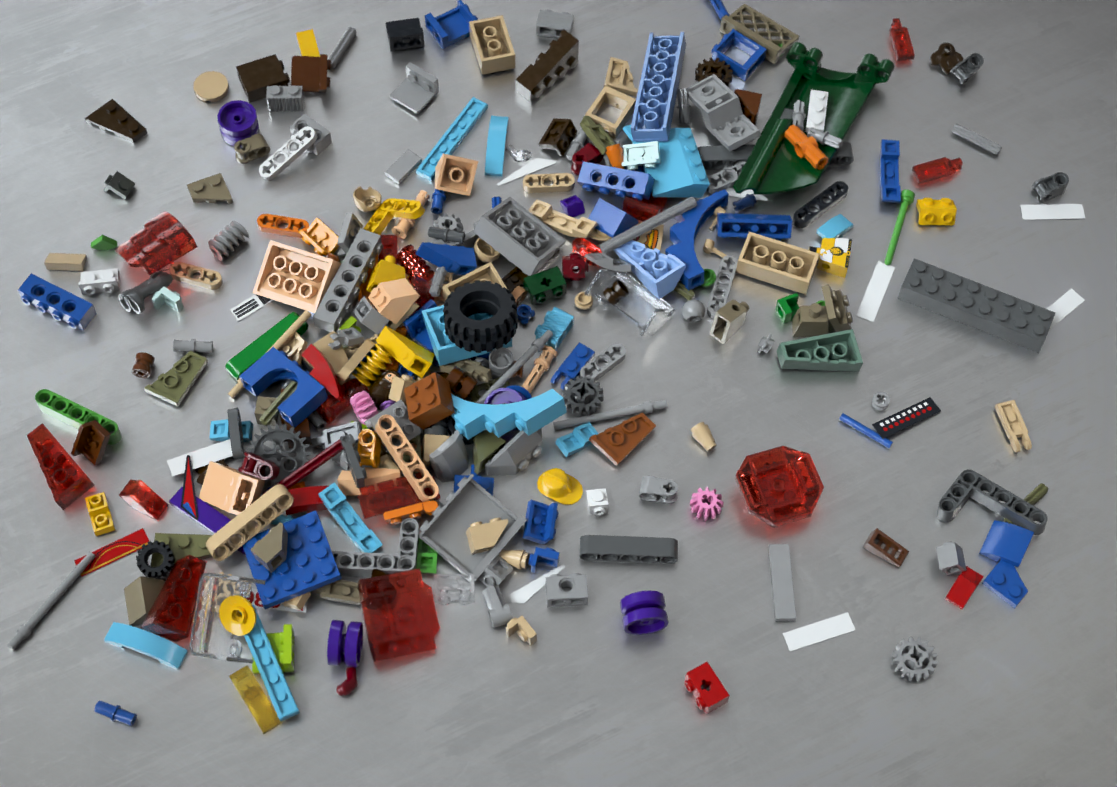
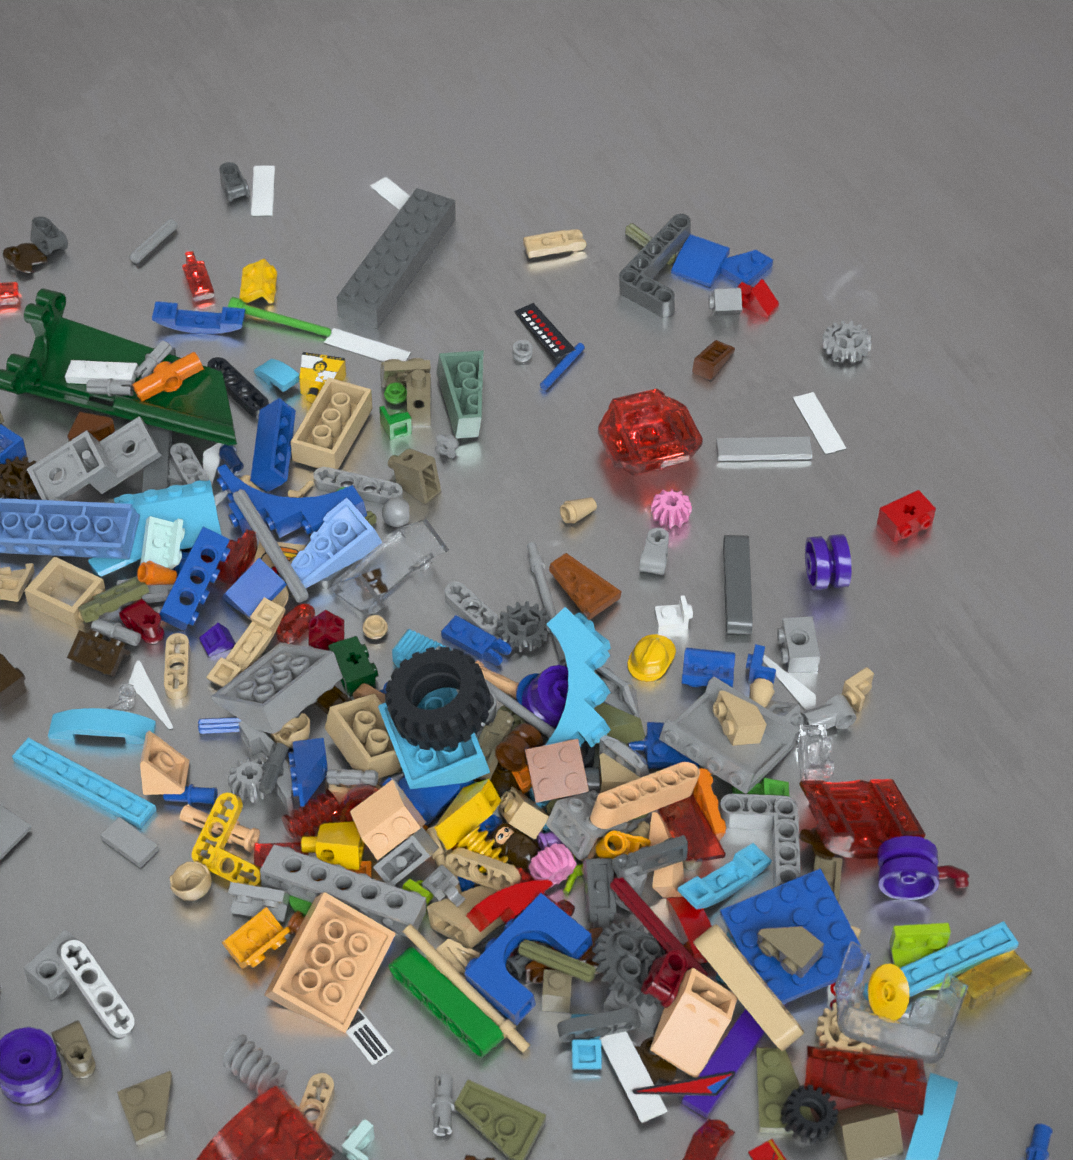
camera: 90 degrees left, 10 degrees down
(268, 228) = (228, 1008): orange beam -> none
(609, 263) = (327, 586): light grey slope -> none

